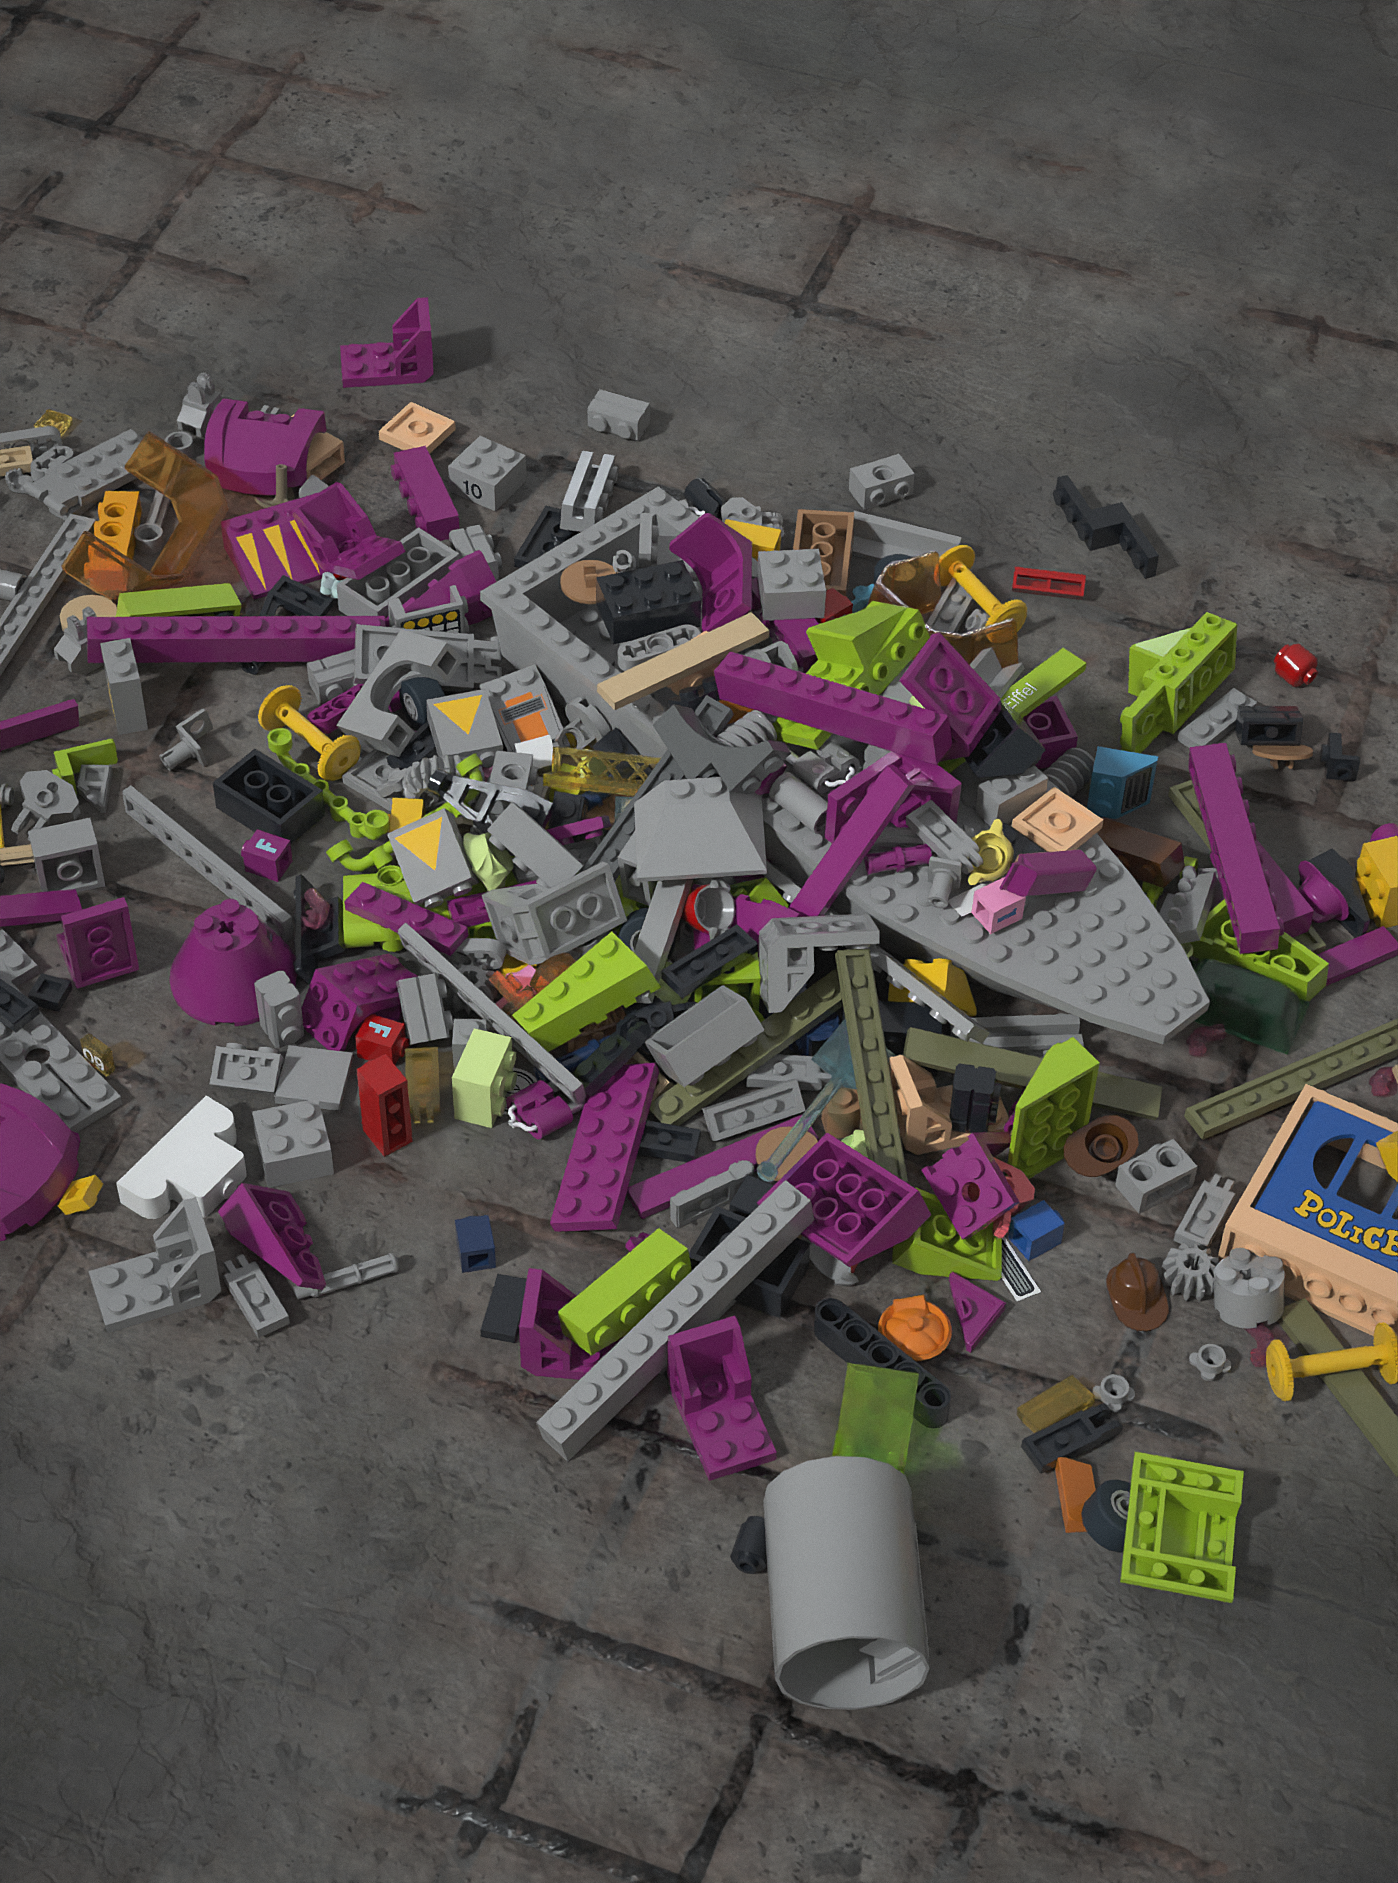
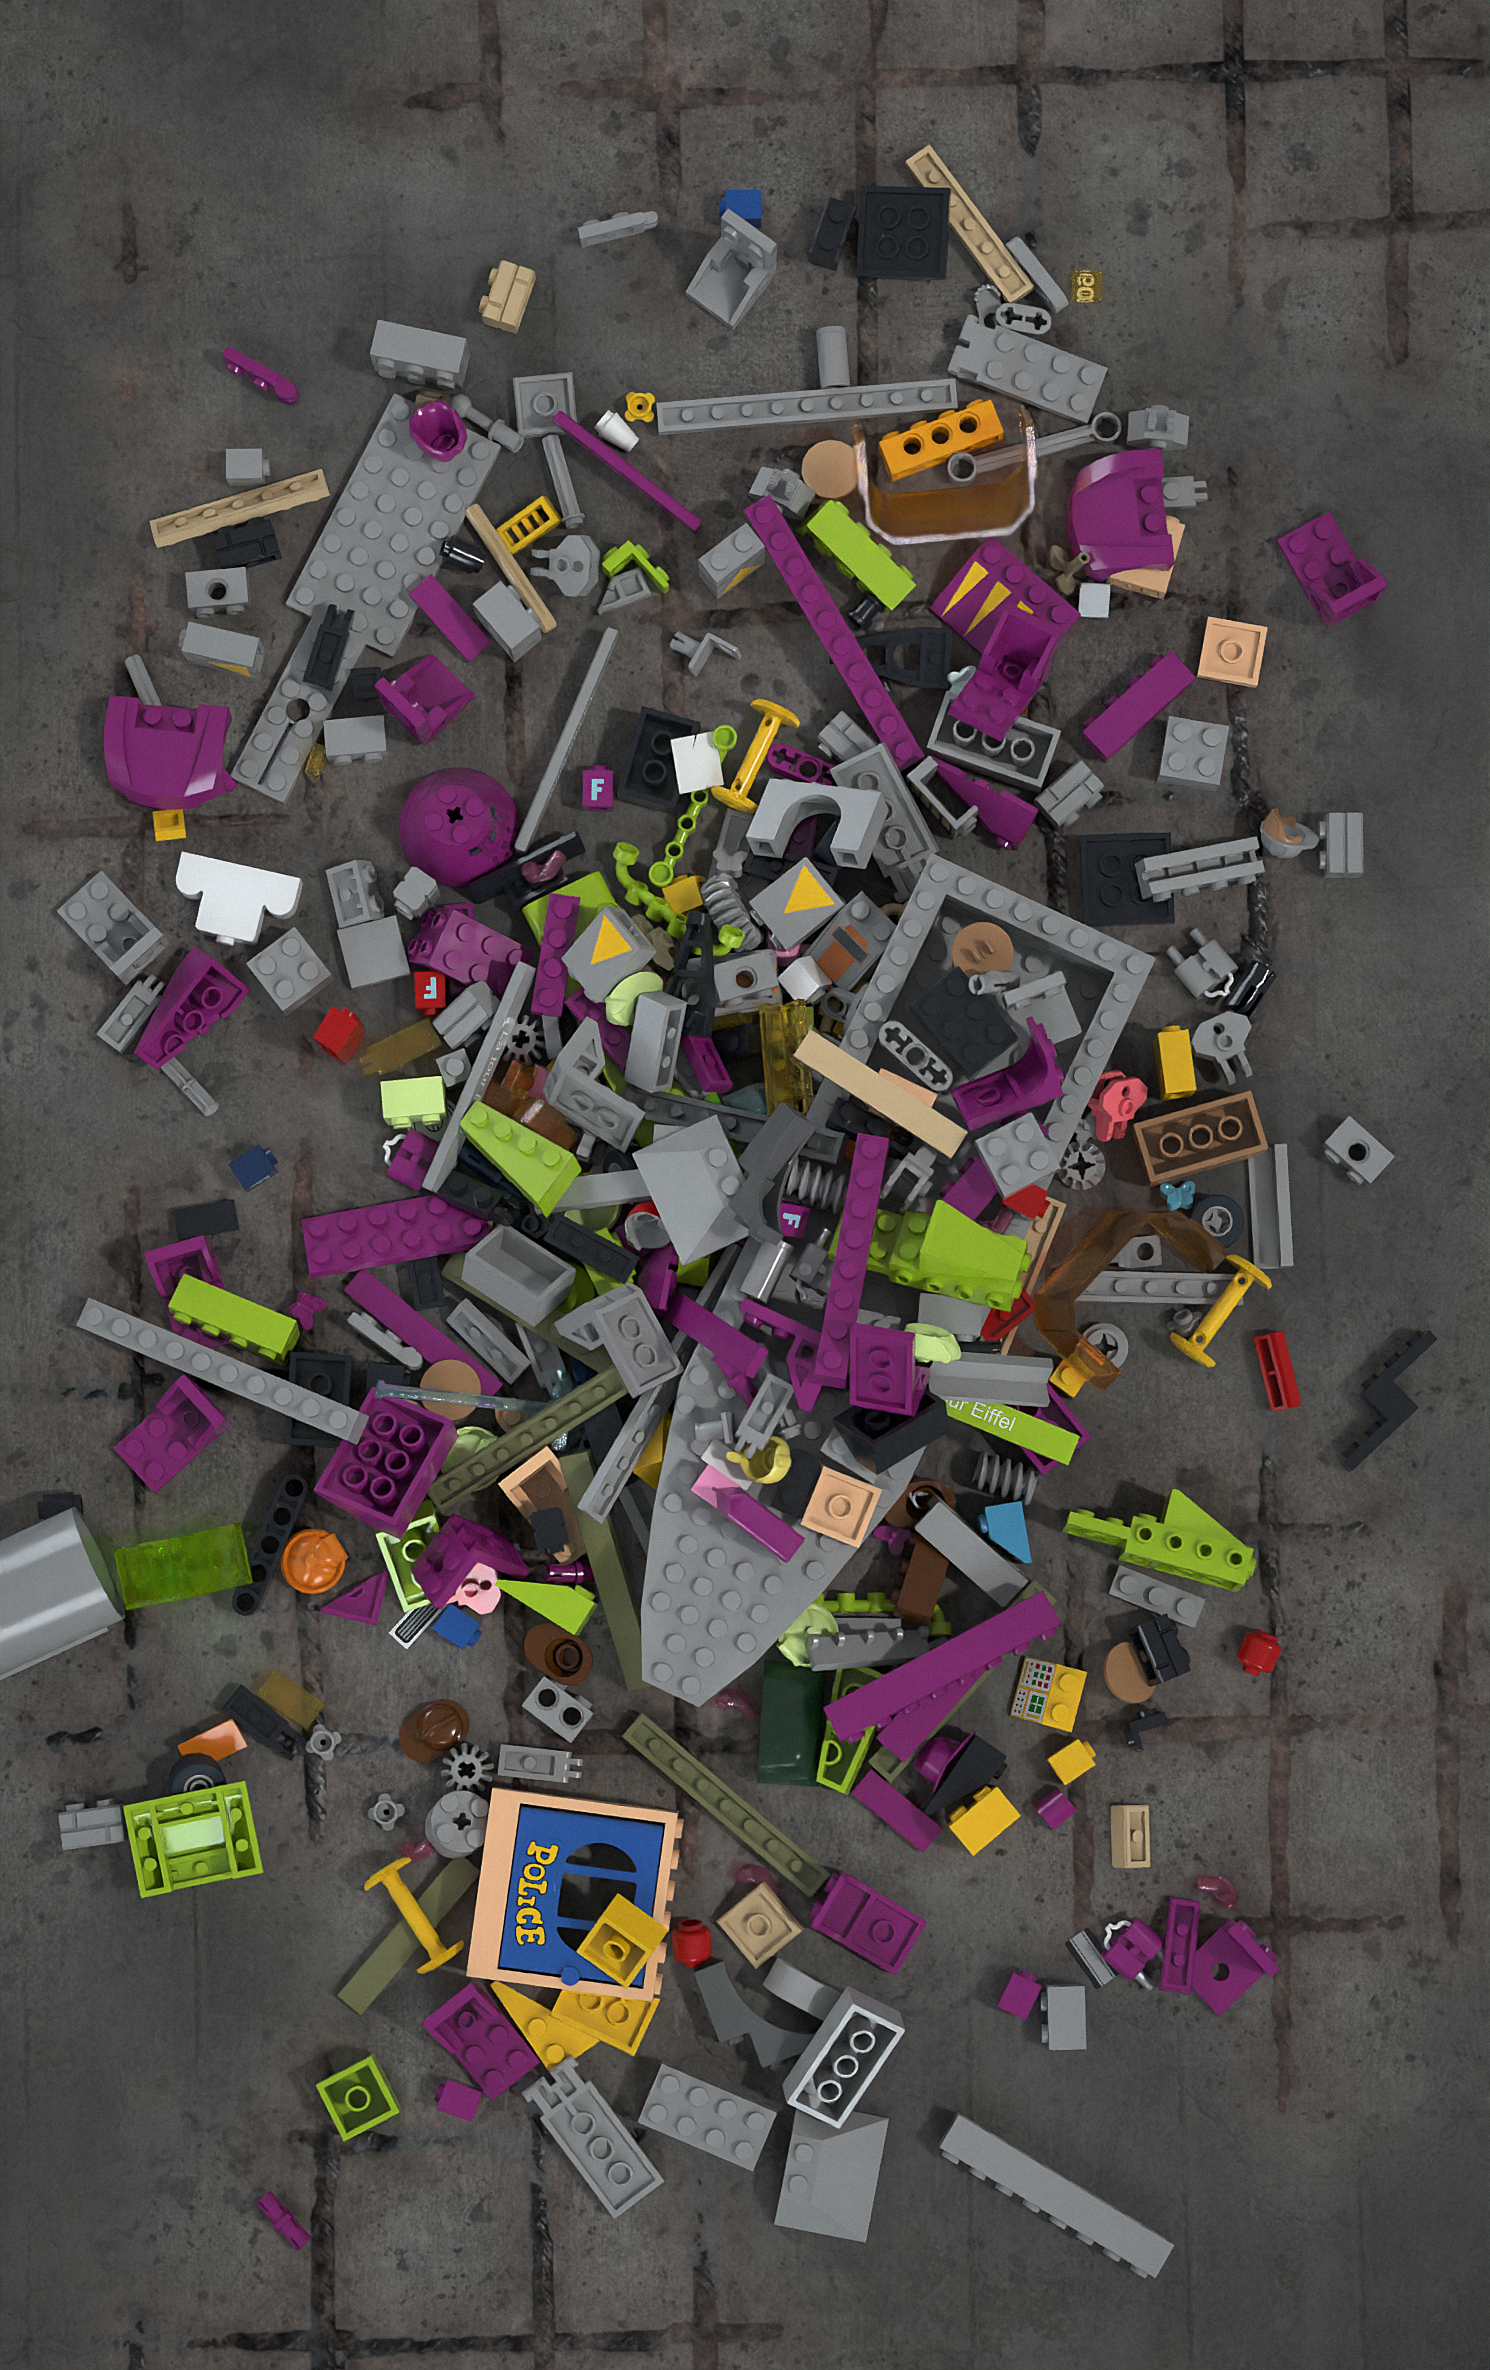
camera: 70 degrees right, 35 degrees up
(98, 1012) = (356, 739): none -> light grey brick
(289, 765) = (697, 765): none -> white sticker
(590, 439) = (1286, 837): none -> light grey piece
(1129, 1639) = (93, 1825): none -> light grey brick
(1136, 806) = (970, 1551): none -> light grey panel
(1284, 810) = (1048, 1693): none -> yellow slope
(1351, 816) = (1072, 1760): none -> yellow brick

